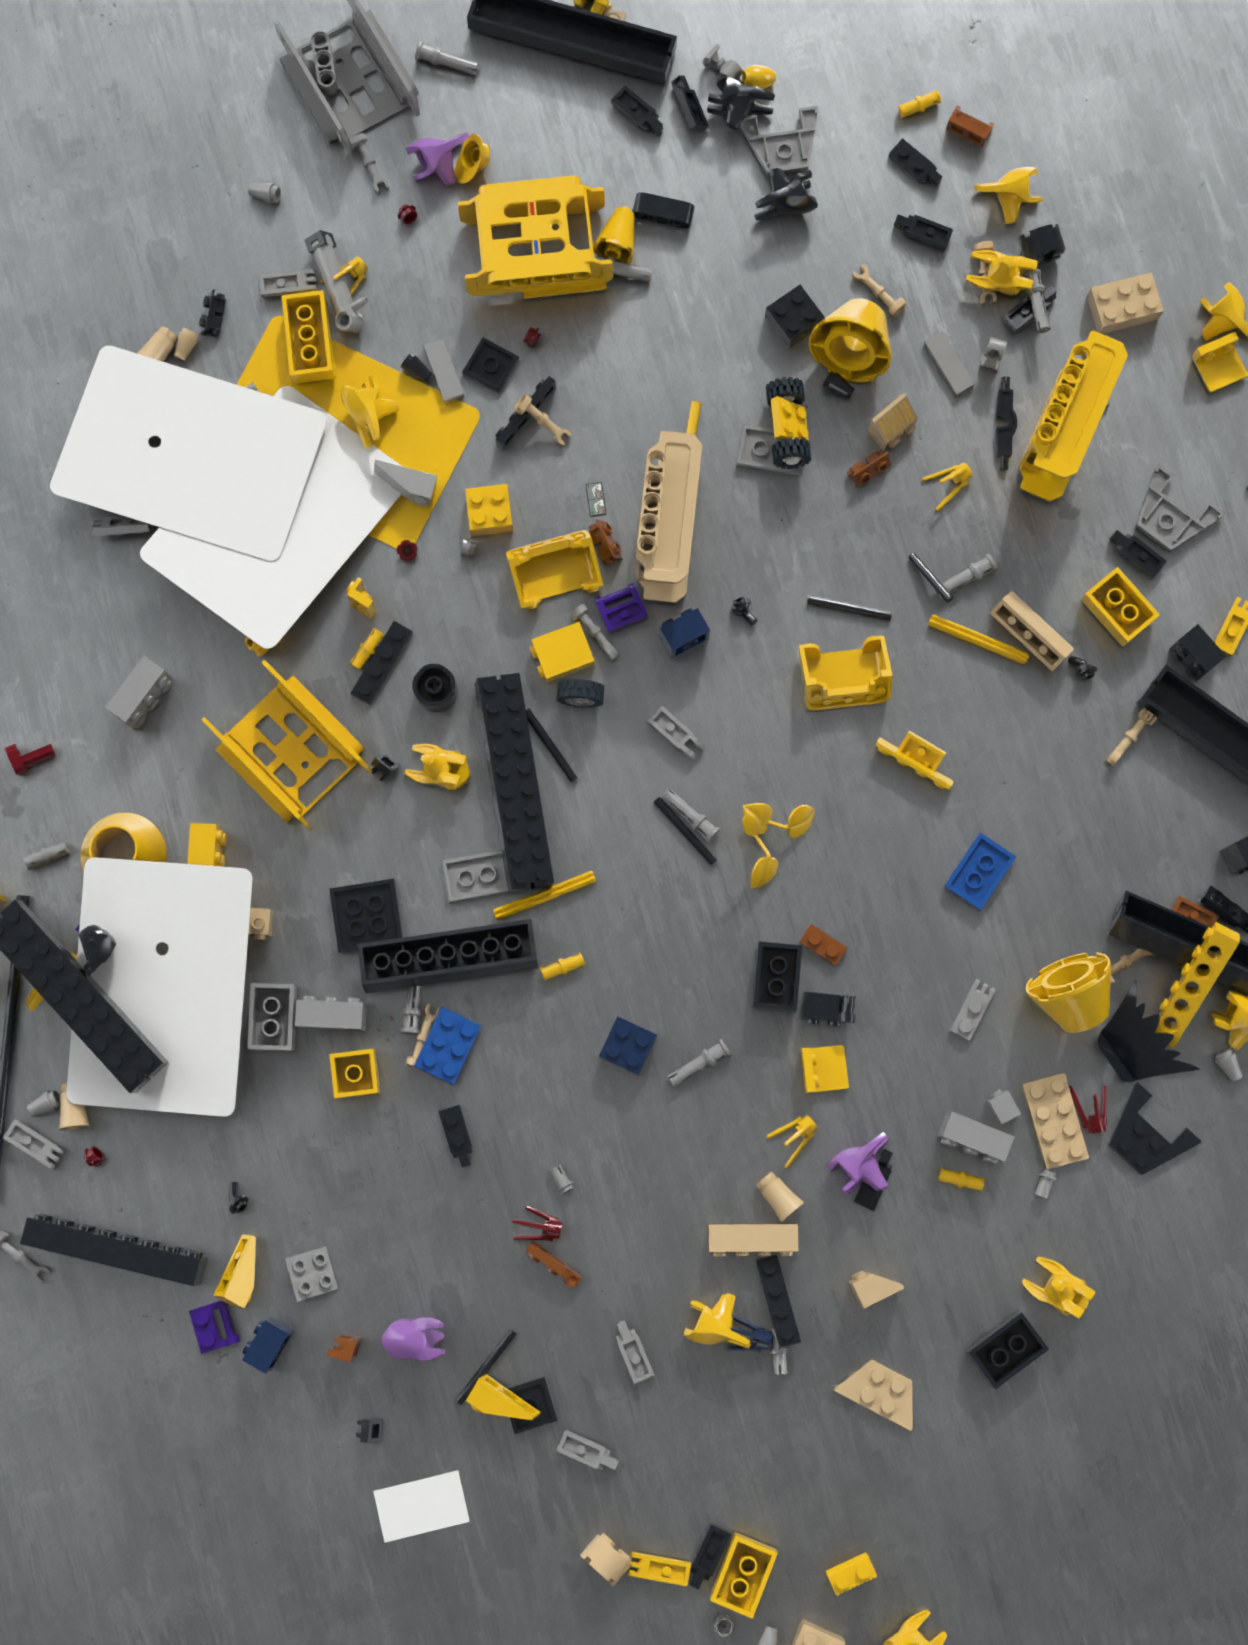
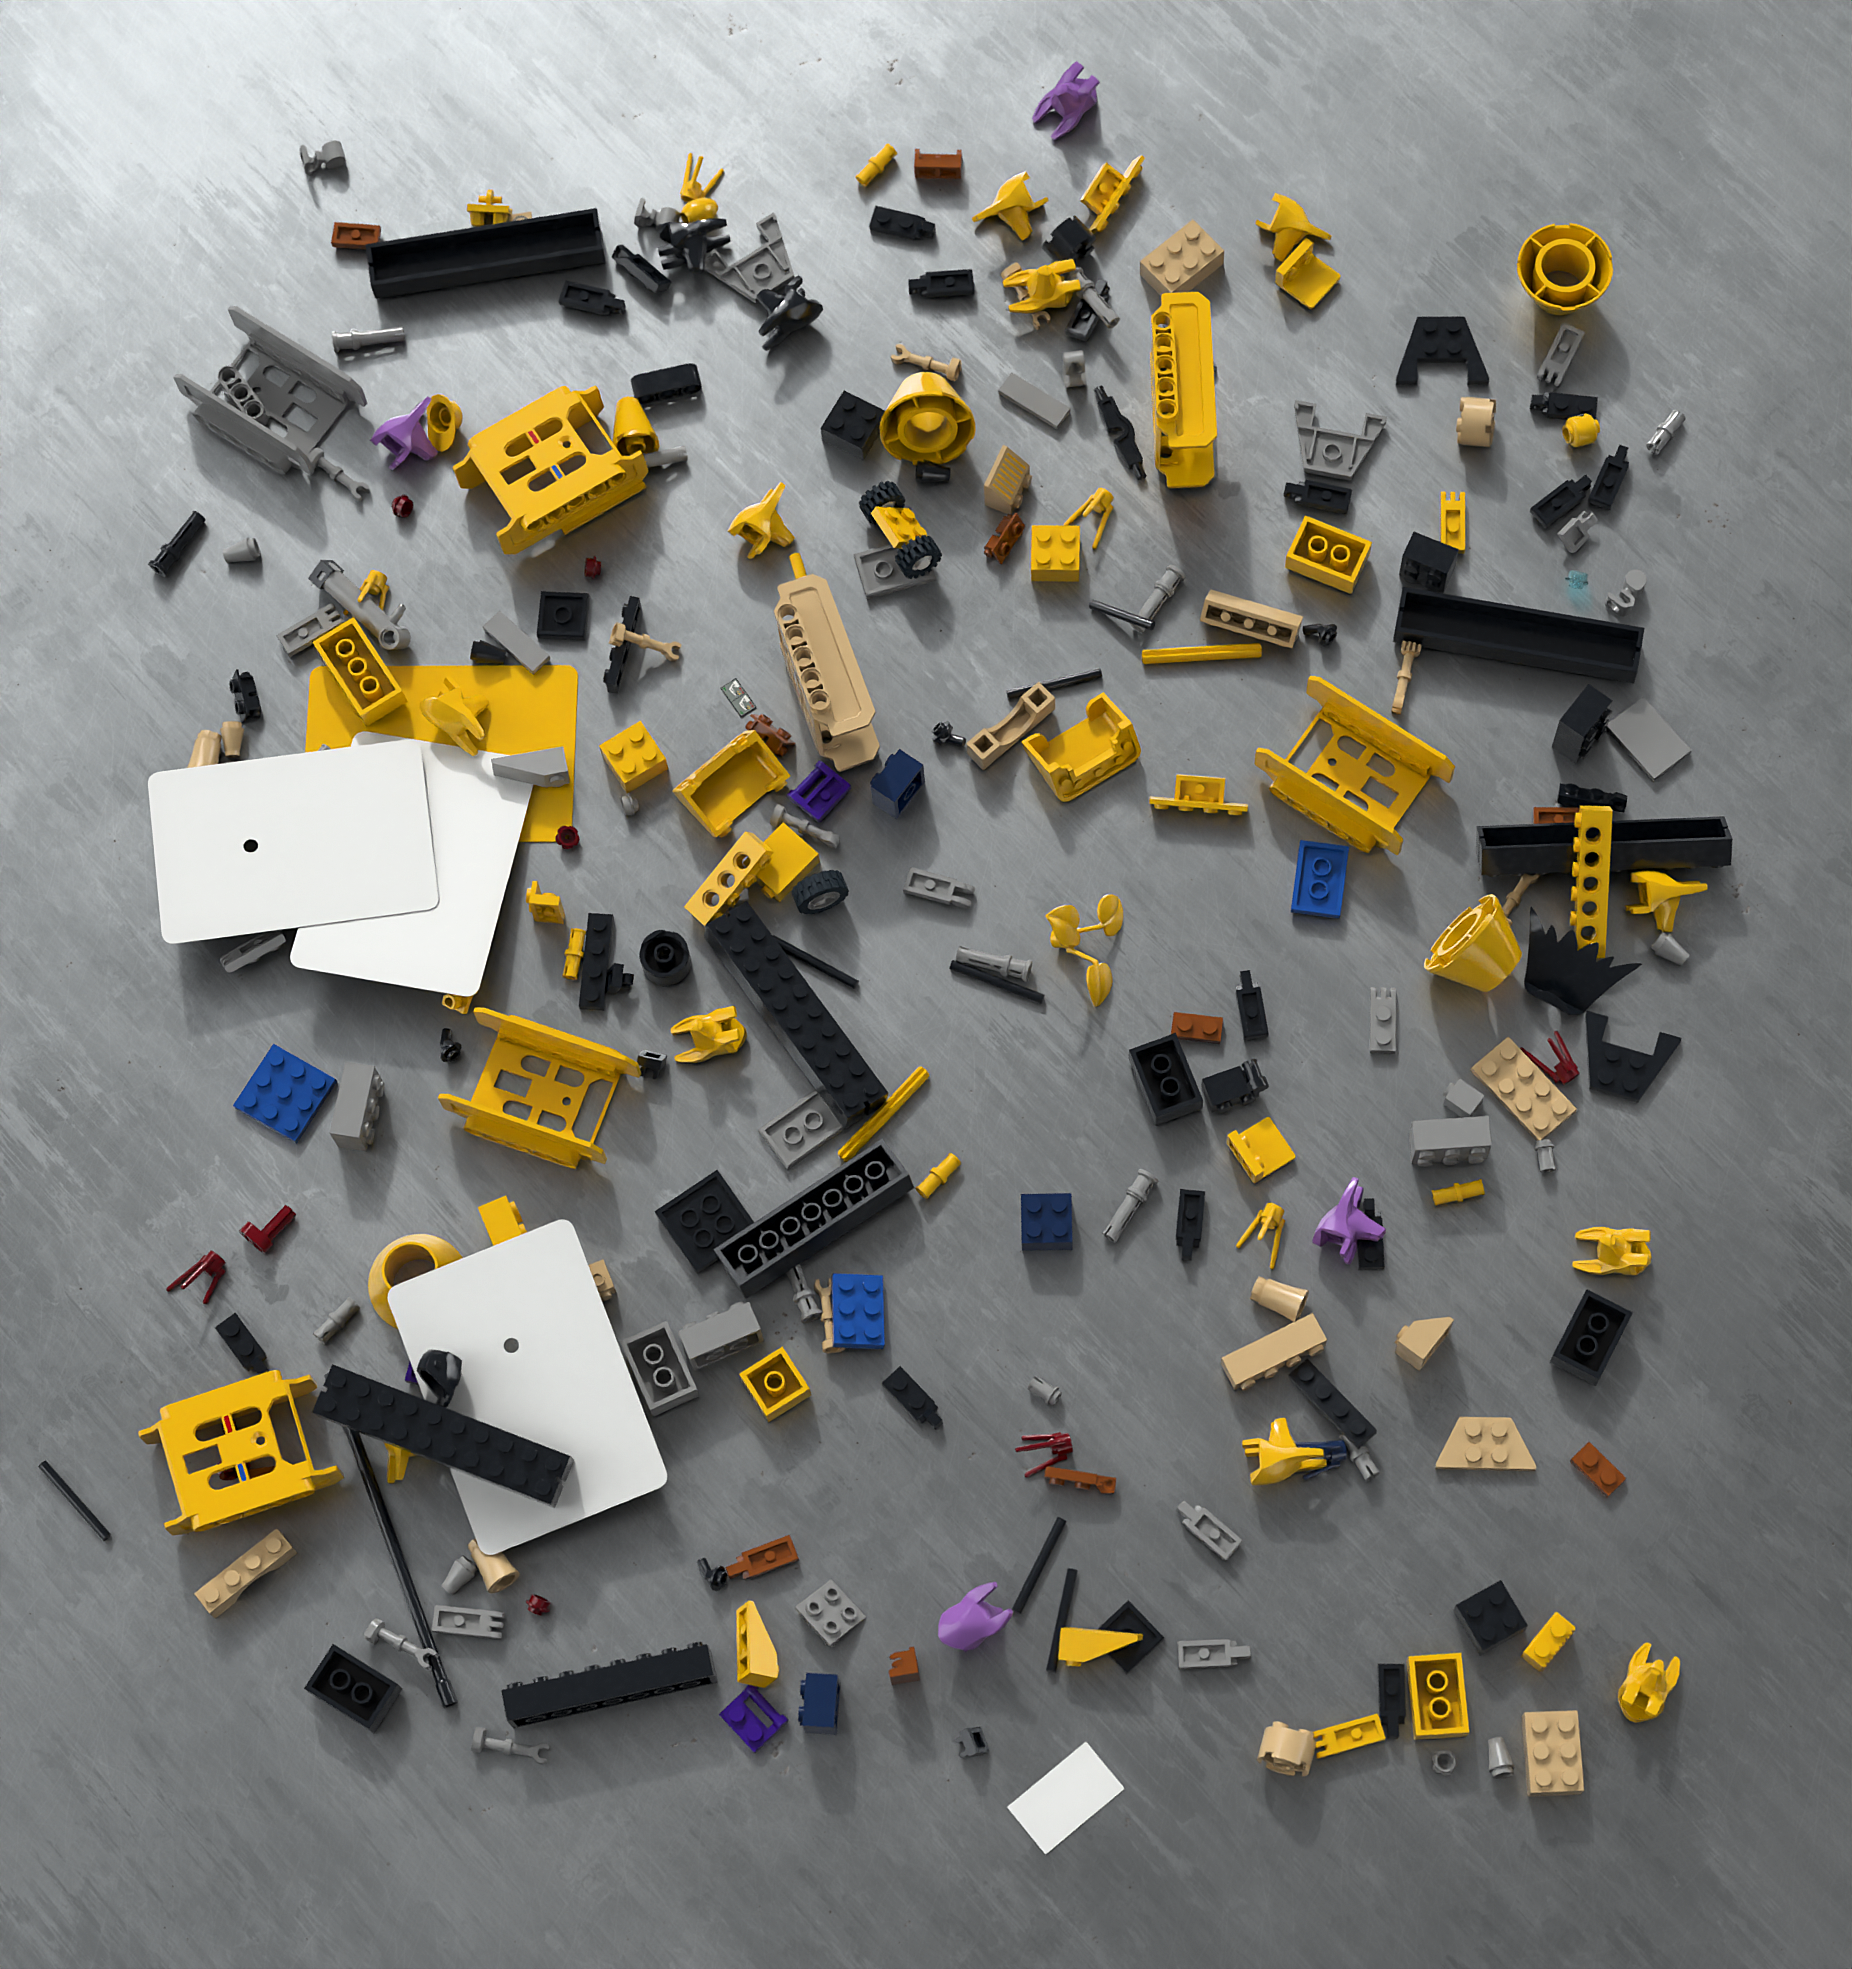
camera: 20 degrees left, 10 degrees down
(92, 653) = (285, 1093): none -> blue plate
(208, 166) = (171, 551): none -> black pin
(233, 680) = (449, 1050): none -> black plate
(281, 1206) = (764, 1559): none -> dark orange hinge
(389, 686) = (618, 979): none -> black tile
(484, 657) = (701, 902): none -> yellow brick
(491, 1313) = (1039, 1565): none -> black bar
(682, 365) = (762, 523): none -> yellow piece
(740, 1099) = (1189, 1221): none -> black hinge
(762, 55) = (692, 190): none -> yellow plant
(782, 633) = (994, 741): none -> tan arch
(816, 1532) = (1490, 1617): none -> black brick
(873, 950) = (1251, 1008): none -> black hinge
(903, 500) = (1055, 553): none -> yellow brick
(959, 1454) = (1598, 1469): none -> dark orange plate
(1094, 213) = (1107, 189): none -> yellow bracket
(1101, 806) = (1410, 756): none -> yellow piece
(1102, 121) = (1069, 98): none -> medium lavender piece

